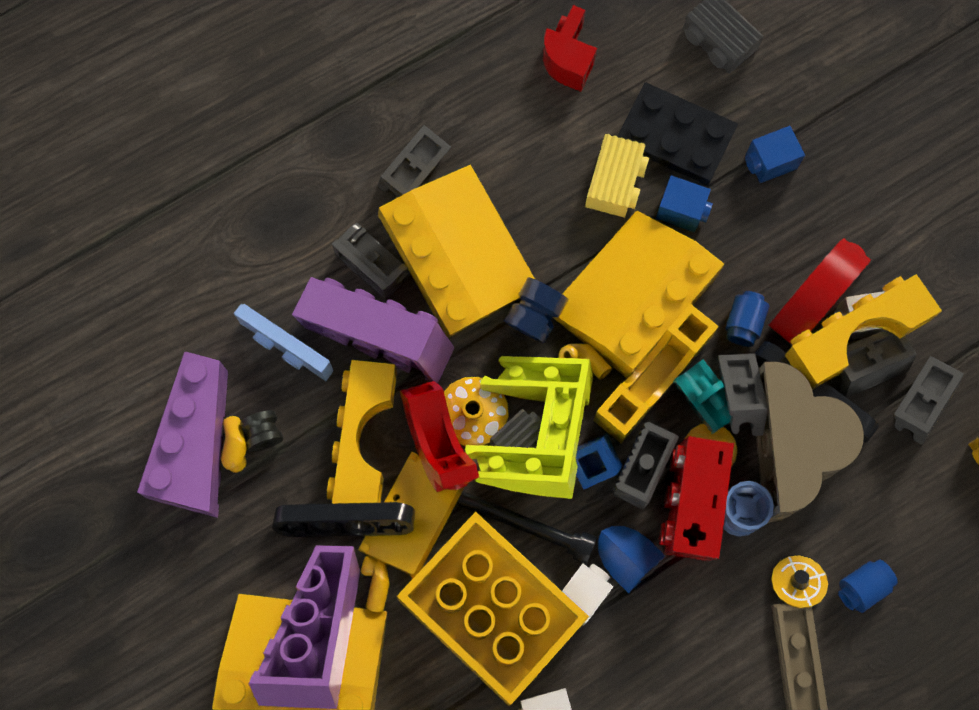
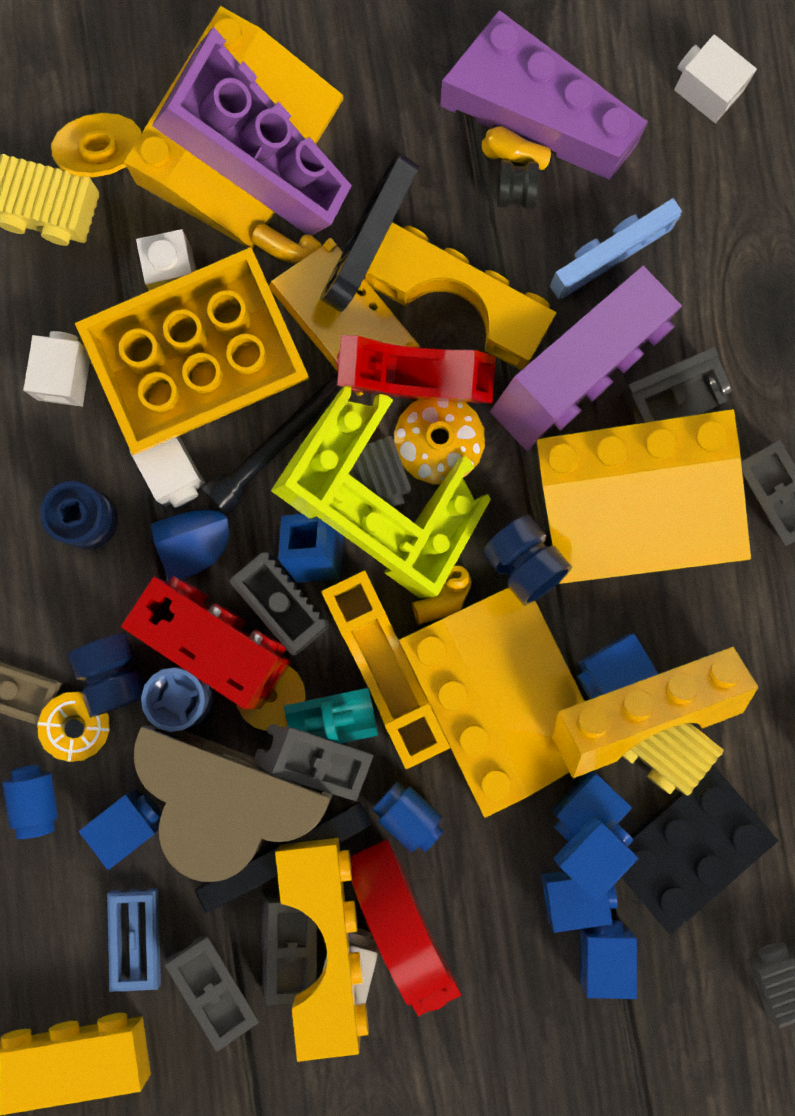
camera: 115 degrees right, 10 degrees up
(126, 324) = (713, 77): none -> white brick
(430, 663) = (165, 258): none -> white brick
(582, 224) = (615, 667): none -> blue brick
(602, 187) = (613, 723): none -> yellow arch
(649, 642) = (78, 515): none -> dark blue wheel
(715, 181) = (597, 857): none -> blue brick
(744, 189) = (571, 907): none -> blue brick
(757, 564) = (107, 674): none -> dark blue wheel
(851, 509) = (122, 828): none -> blue brick
(895, 484) = (133, 898): none -> medium blue tile

